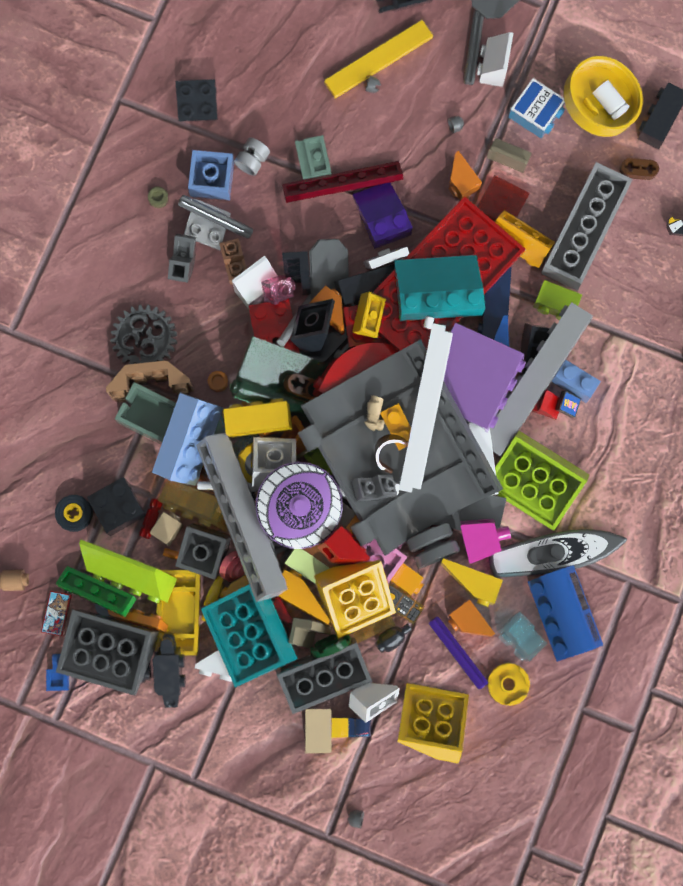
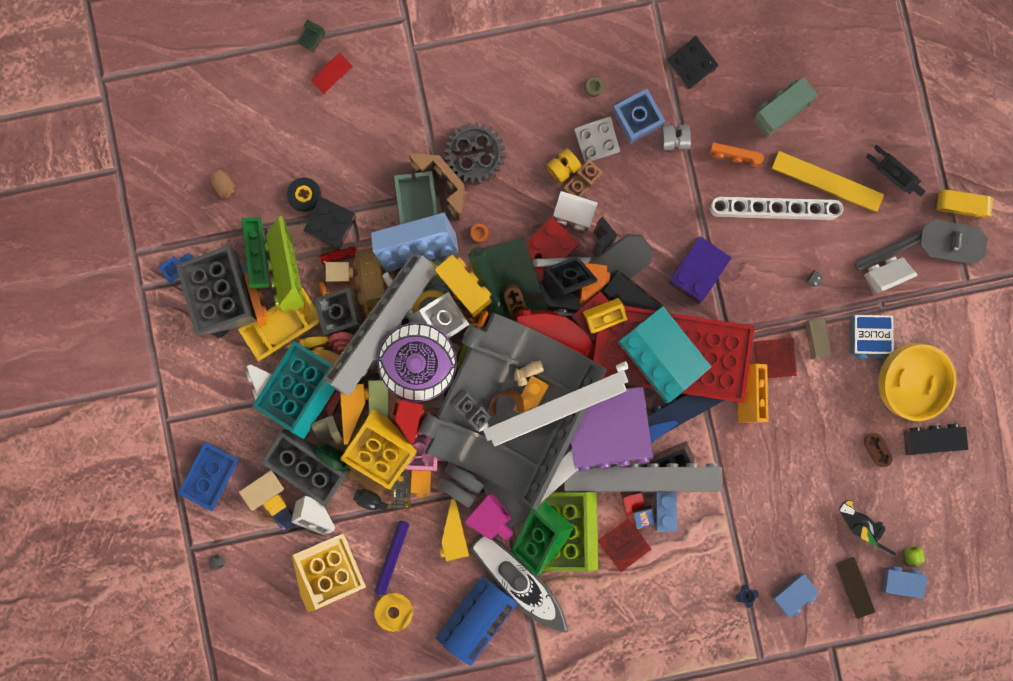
camera: 50 degrees right, 5 degrees up
(56, 613) = (220, 234): tile -> none
(168, 671) = (232, 347): black hinge -> none
(183, 258) = (555, 141): dark grey brick -> none
(210, 270) = (557, 168): none -> yellow wheel
(215, 216) = (606, 142): dark grey axle -> none
(271, 773) = (208, 476): none -> blue plate
(278, 289) = (580, 230): clear pink brick -> none
(289, 48) = (784, 106): none -> sand green piece
(302, 116) = (736, 154): none -> orange plate
(313, 157) = (708, 185): sand green plate -> none
(342, 181) = (704, 221): dark red plate -> none
(372, 82) = (802, 191): dark grey hinge -> none
(374, 106) = (784, 204): none -> white beam
(386, 256) = (664, 297): white plate -> none
(463, 178) = (771, 315): orange slope -> none
(469, 621) = (421, 550): orange slope -> none
(522, 637) = (435, 599): clear light blue brick -> none
(529, 504) = (541, 538): none -> green slope
(553, 298) = (722, 452): lime brick -> none
(581, 438) = (624, 545): none -> clear red tile
(586, 226) = (798, 438): light grey brick -> none
(611, 100) = (917, 390): white piece -> none

